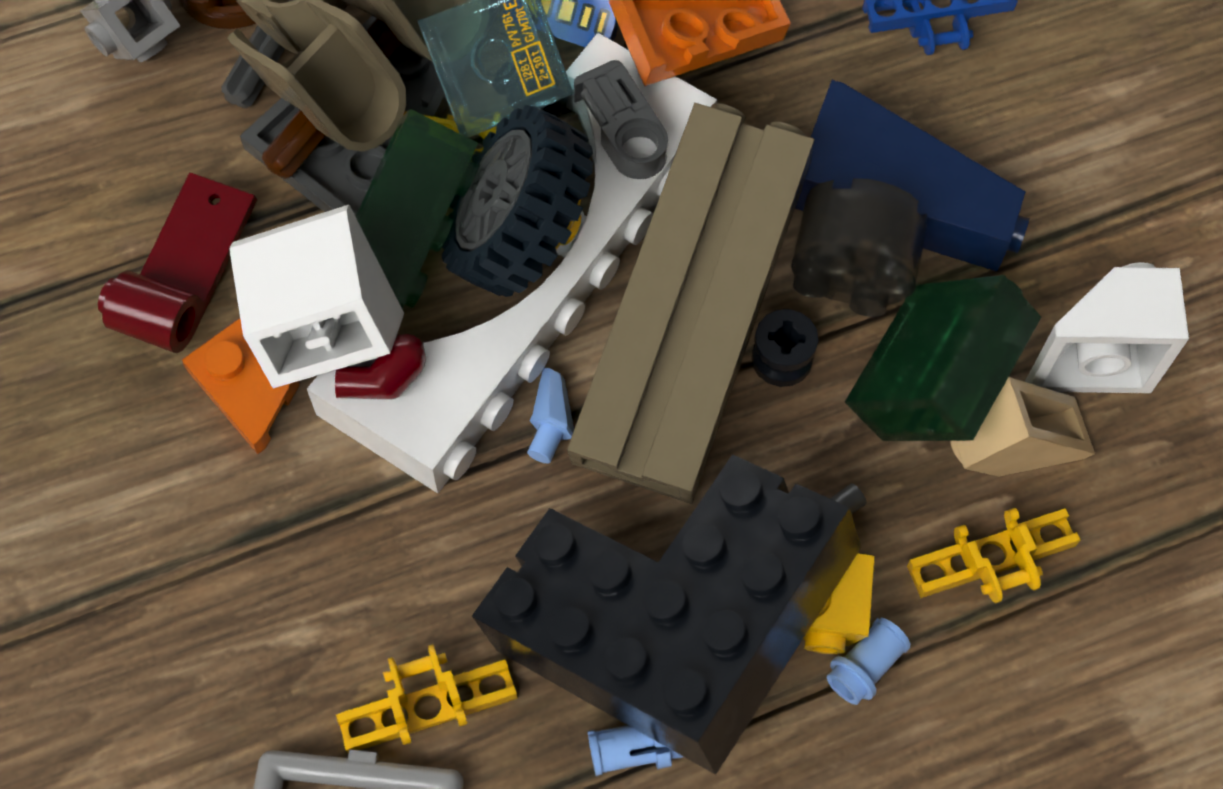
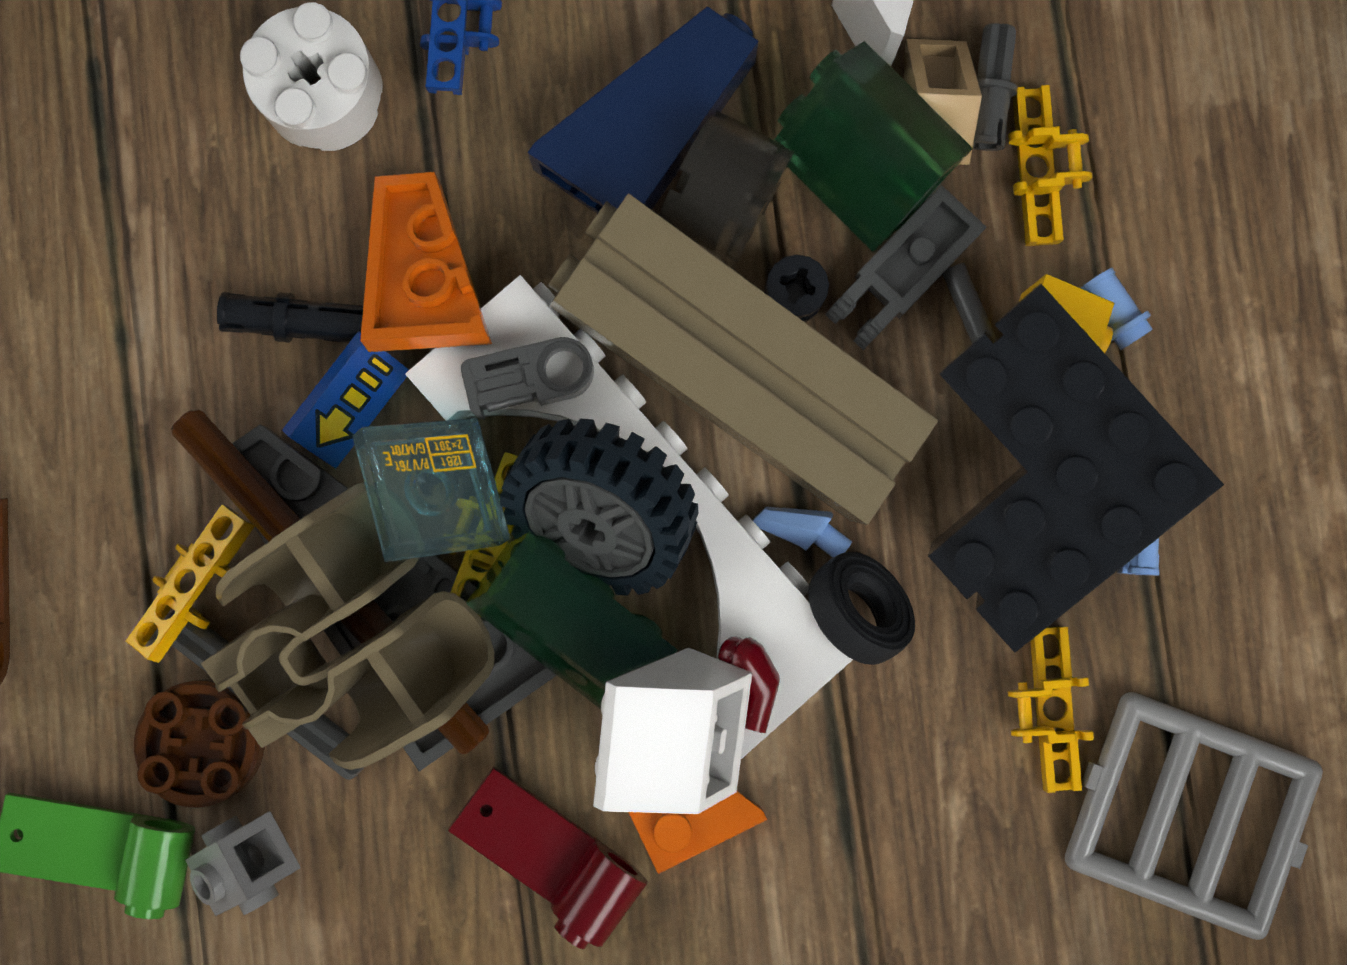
camera: 75 degrees left, 20 degrees up
(449, 463) = (842, 621): none -> black tyre
(844, 445) = (910, 262): none -> dark grey hinge
(1055, 482) = (995, 86): none -> dark grey axle

